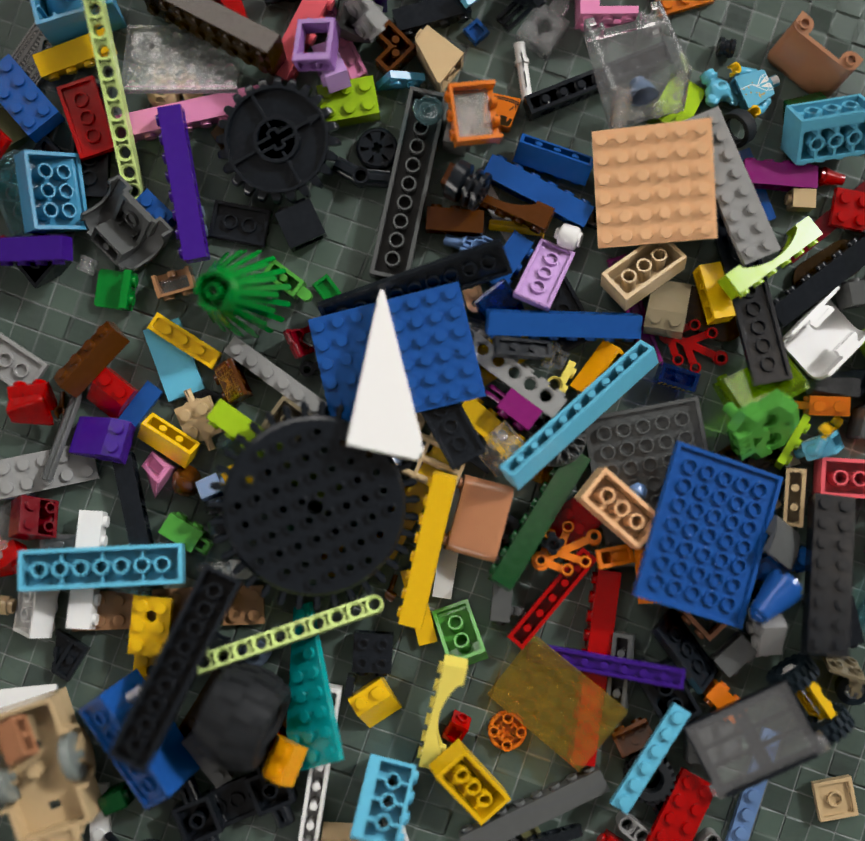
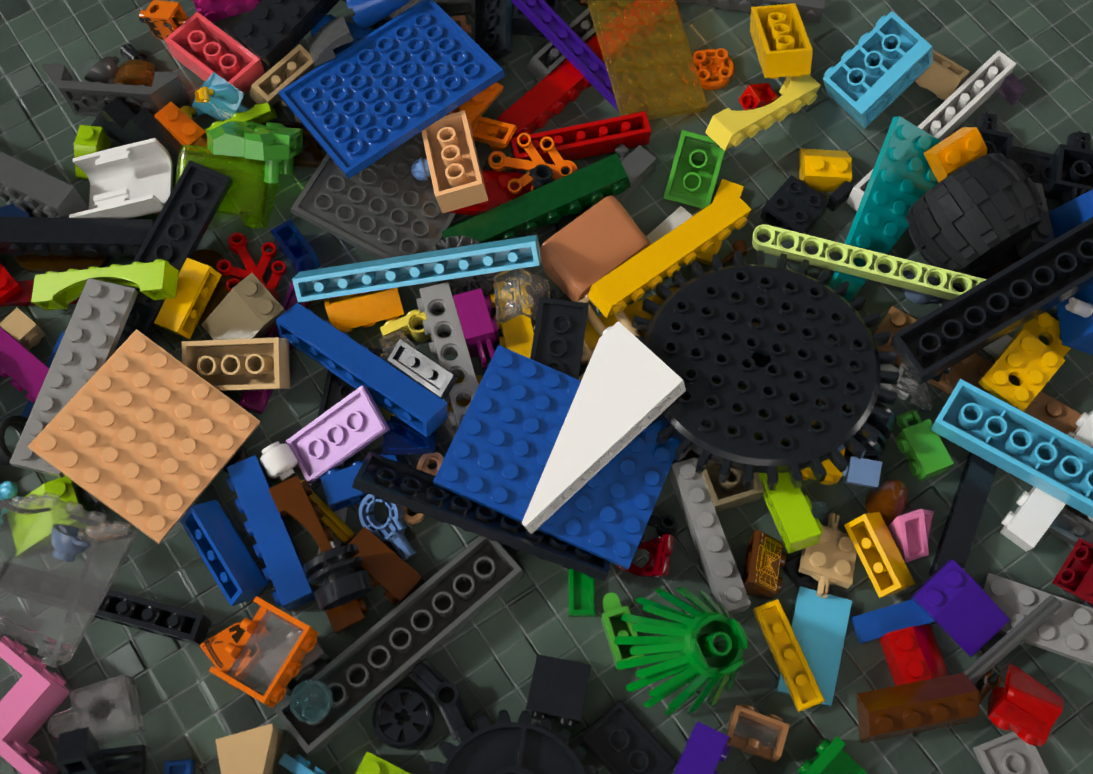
camera: 140 degrees left, 20 degrees down
(522, 68) = (168, 683): white pin -> none

